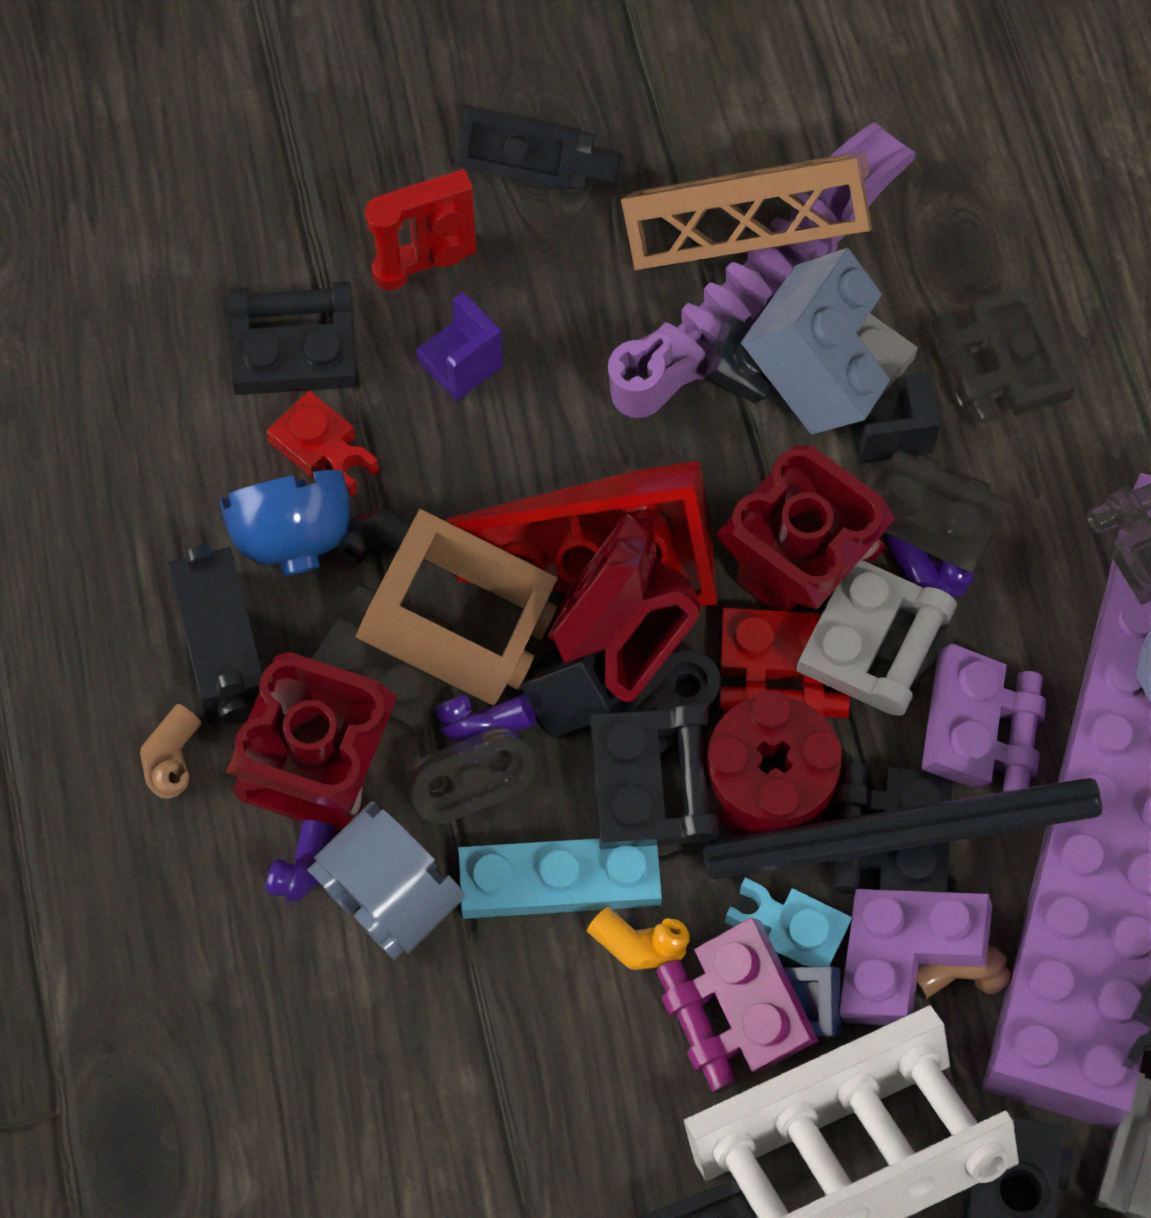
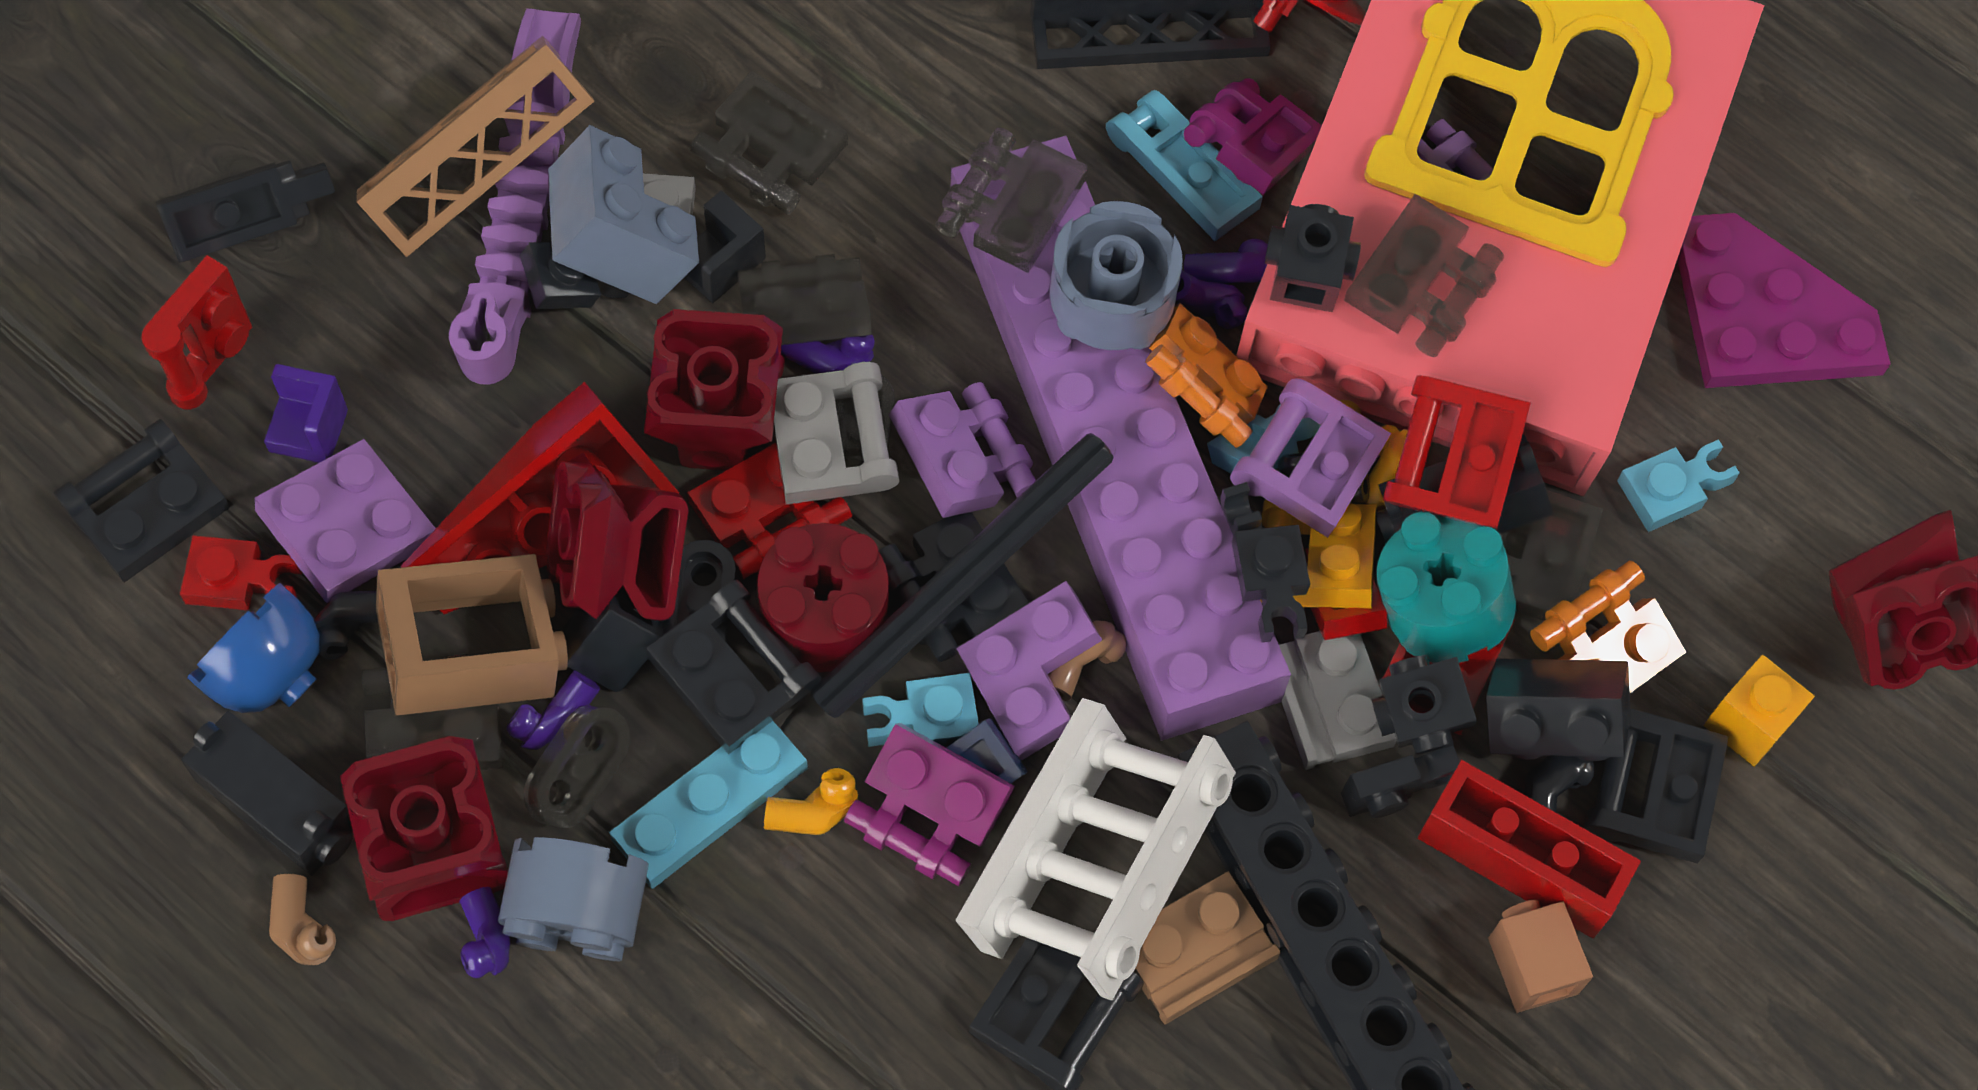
camera: 40 degrees left, 0 degrees up
(433, 452) = (344, 520): none -> medium lavender plate

